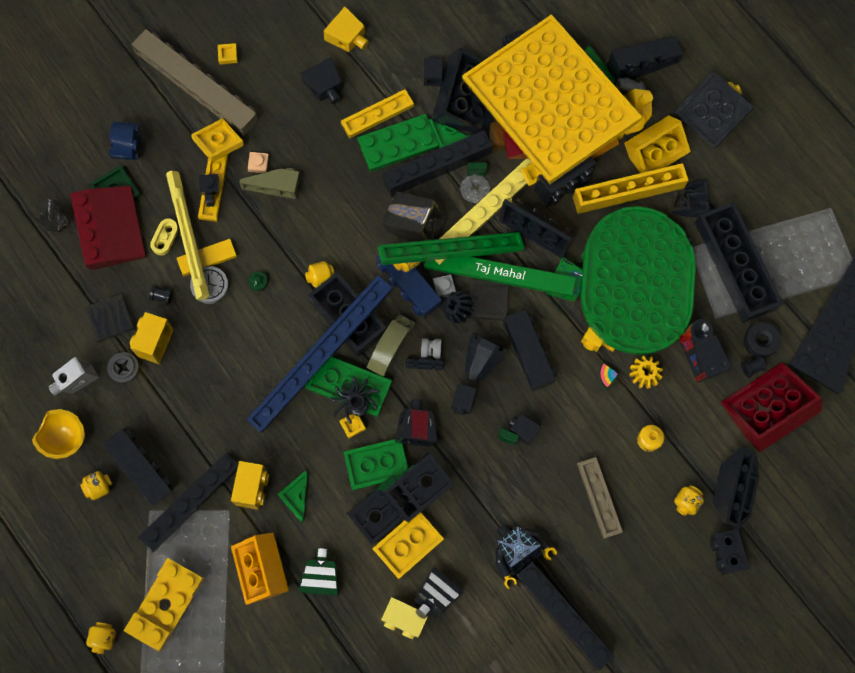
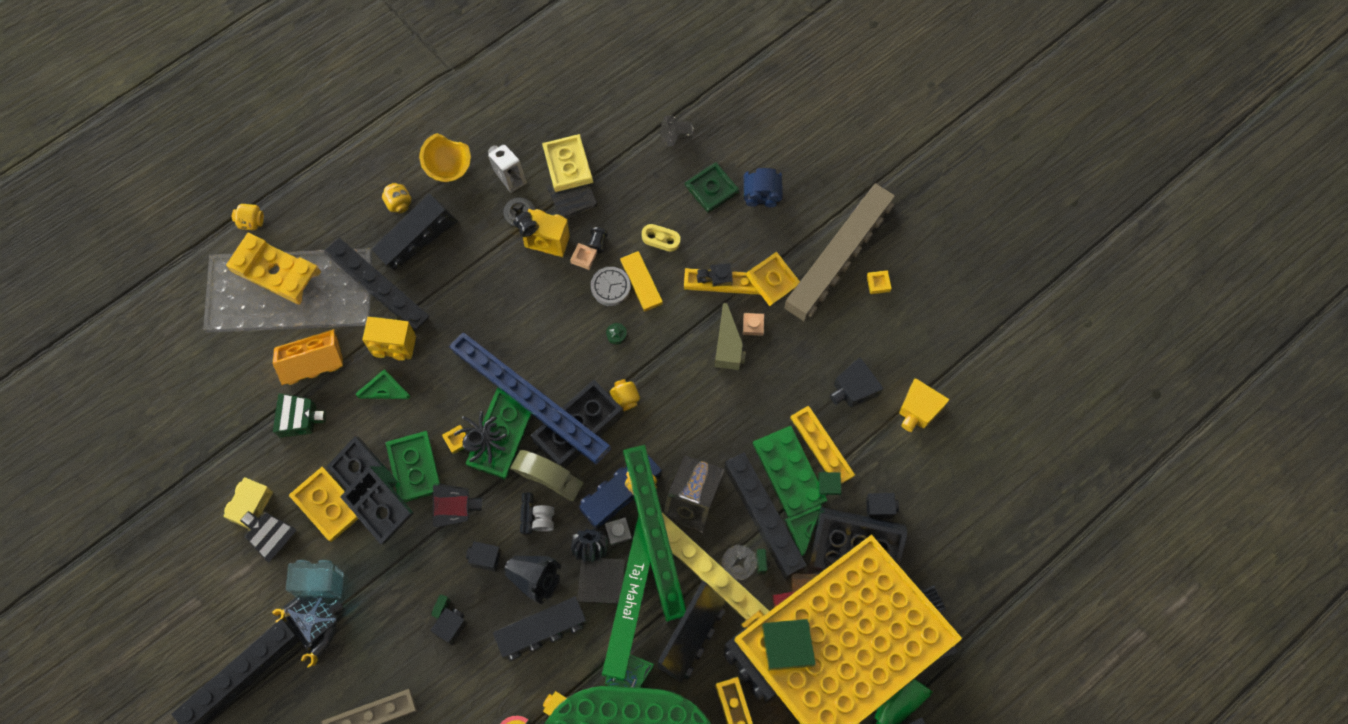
camera: 90 degrees right, 5 degrees down
(74, 320) = (567, 163): none -> light yellow tile
(107, 226) = (667, 181): dark red slope -> none
(149, 346) = (526, 224): none -> black wheel
(177, 307) = (583, 256): none -> light nougat plate
(187, 234) = (662, 258): light yellow piece -> none
(412, 108) = (829, 483): none -> dark green tile
(482, 546) = (314, 579): none -> clear light blue brick
(557, 139) = (788, 644): none -> dark green tile

